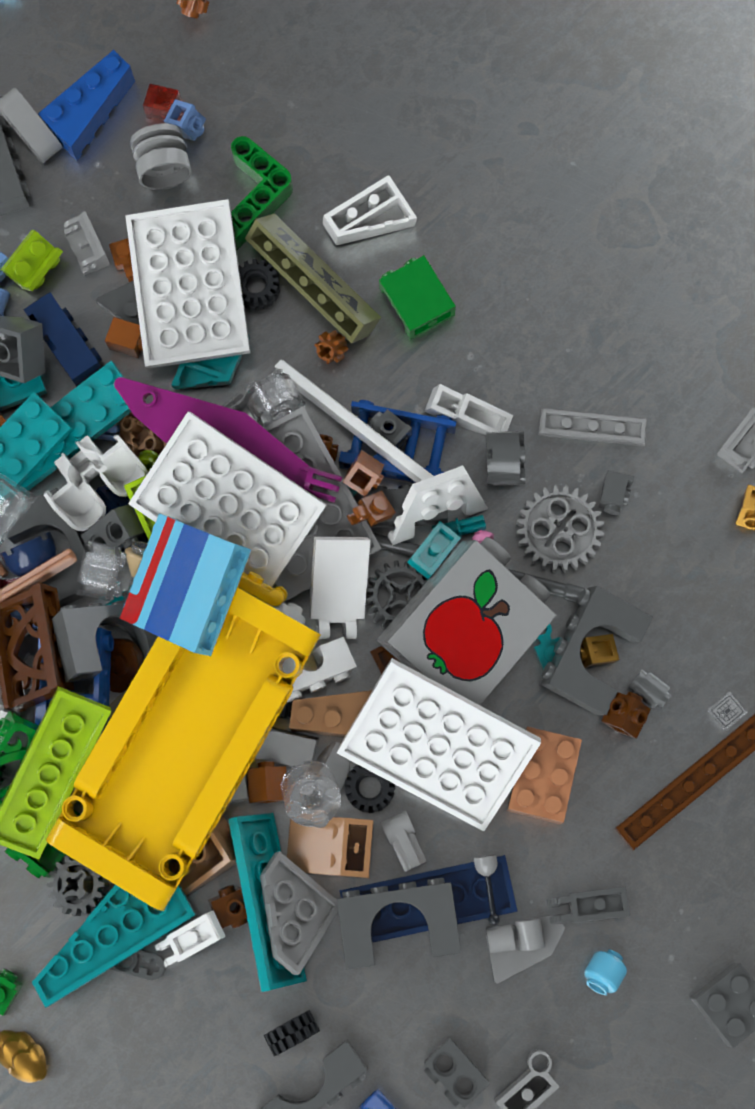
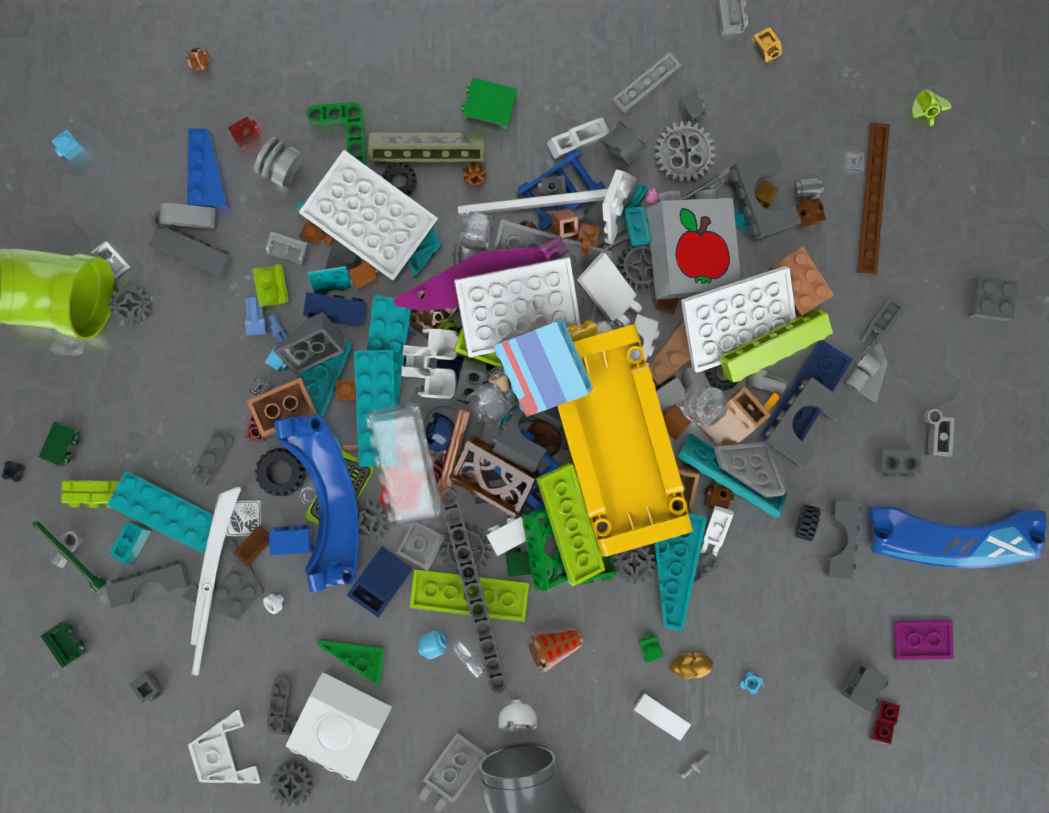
camera: 60 degrees left, 10 degrees up
(89, 308) = (329, 279): none -> teal hinge
(191, 121) = (271, 126): medium blue brick -> none
(370, 213) = (419, 82): white wedge -> none
(385, 866) = (770, 402): none -> light orange tile
(449, 811) = (776, 345): none -> lime brick
(486, 866) = (818, 353): hinge -> none
(605, 972) = (920, 344): medium azure head -> none

